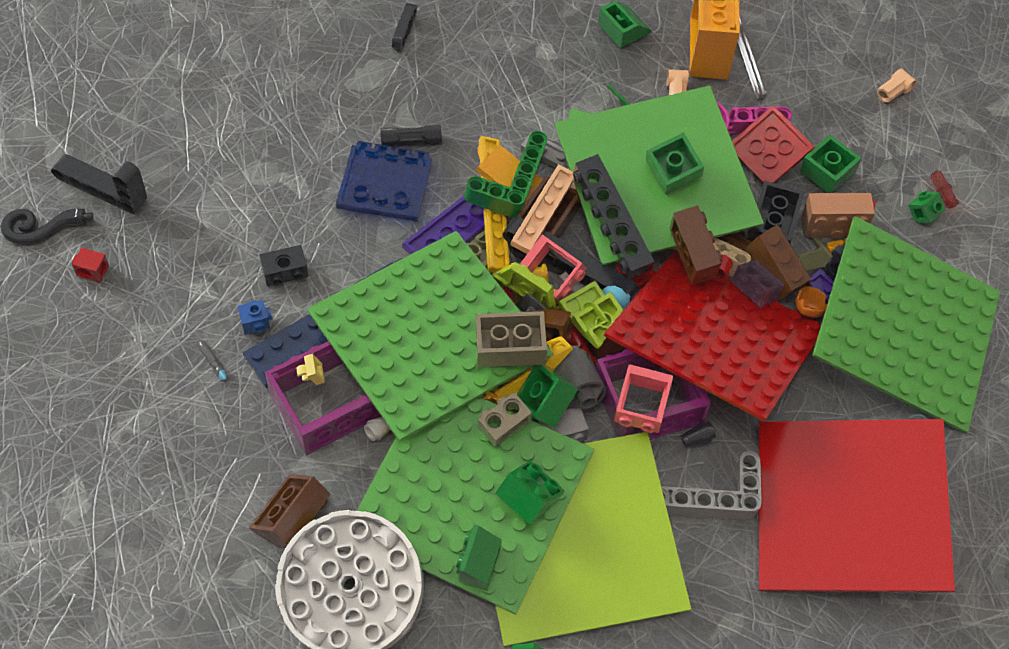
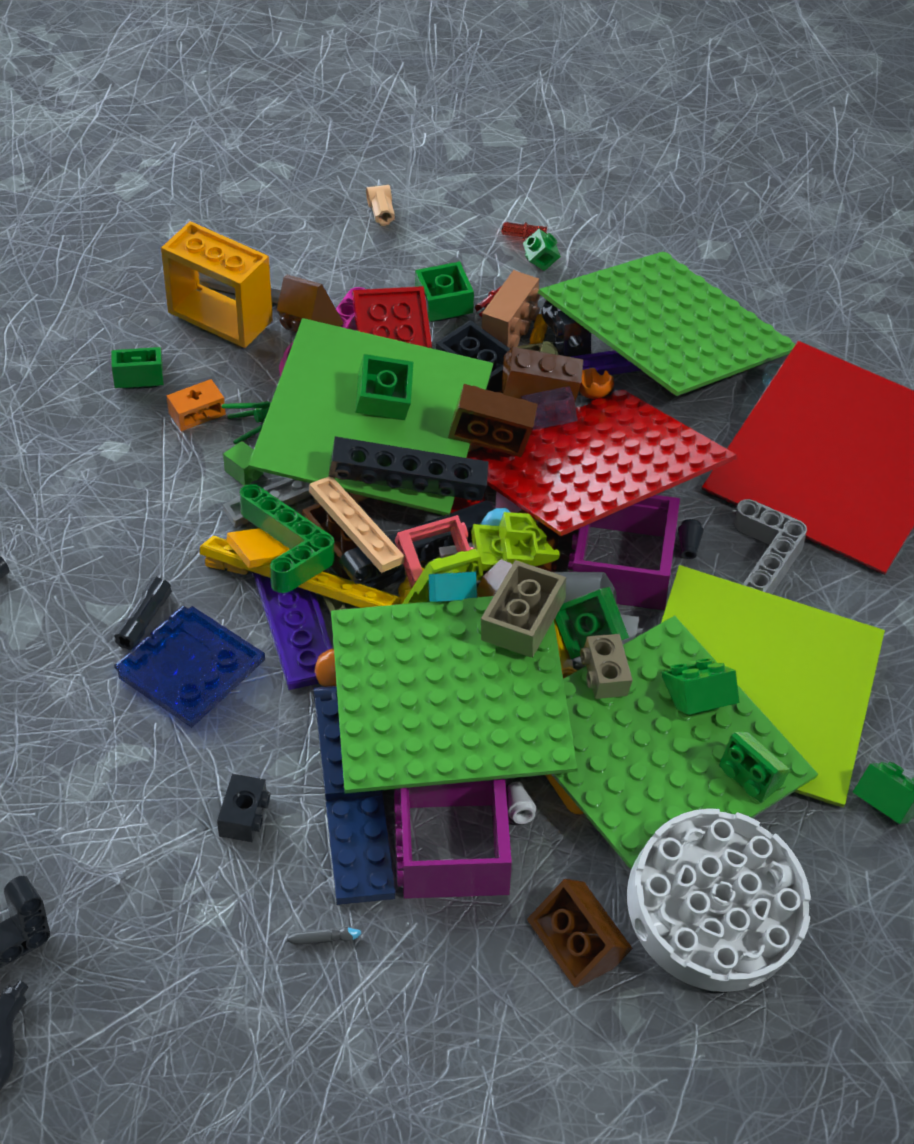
camera: 60 degrees left, 10 degrees down
(90, 264) = (99, 1013): red brick -> none
(254, 317) = (298, 863): blue brick -> none
(311, 370) = (438, 812): light yellow tile -> none
(515, 290) = (452, 586): none -> teal tile
(611, 71) = (195, 405): none -> orange brick
(650, 380) = (649, 518): coral window -> none
(677, 81) = (249, 358): light nougat piece -> none
(736, 90) = (305, 300): none -> reddish brown slope

